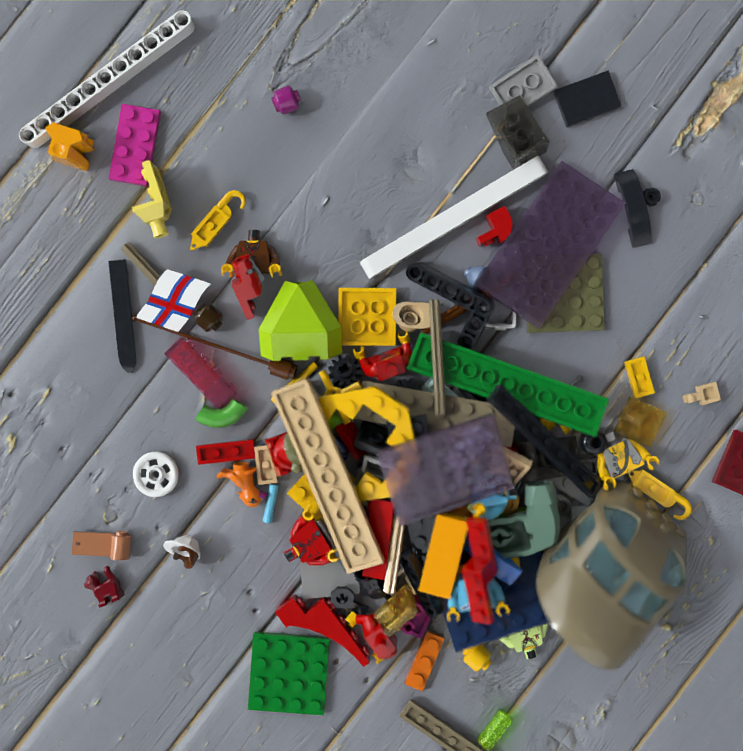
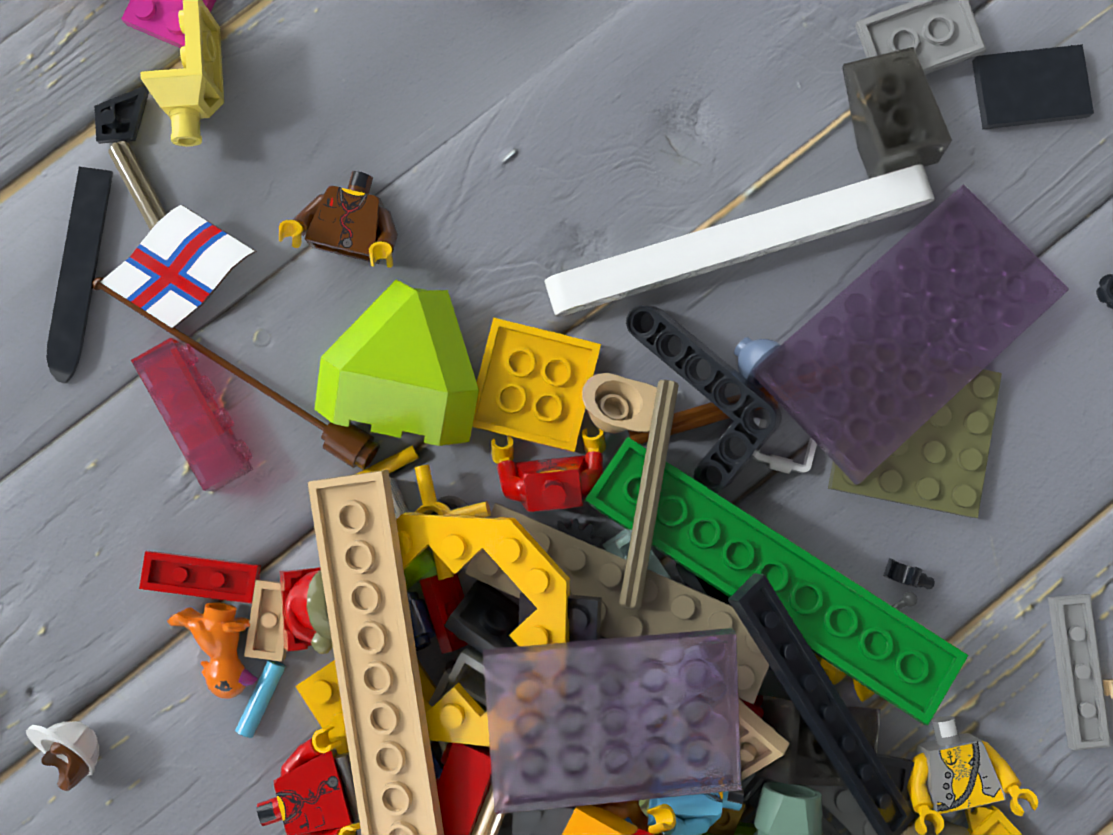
camera: 10 degrees right, 5 degrees down
(122, 229) = (120, 116): none -> black piece
(141, 482) = (38, 560): white plate -> none
(208, 318) = (234, 314): dark brown head -> none
(215, 221) = (295, 141): yellow plate -> none
(221, 417) = (210, 508): bright green cylinder -> none
(247, 283) = (323, 268): red plate -> none
(340, 366) = (461, 466): black gear -> none
(500, 225) = (824, 277): red brick -> none
(575, 366) = (907, 575): none -> black piece
(592, 444) = (910, 735): black head -> none
(635, 207) = (1083, 304): black slope -> none
(639, 377) = (1025, 625): yellow plate -> none
(639, 421) = (1009, 711): clear yellow plate -> none
(671, 393) = (1079, 672): none -> light grey tile

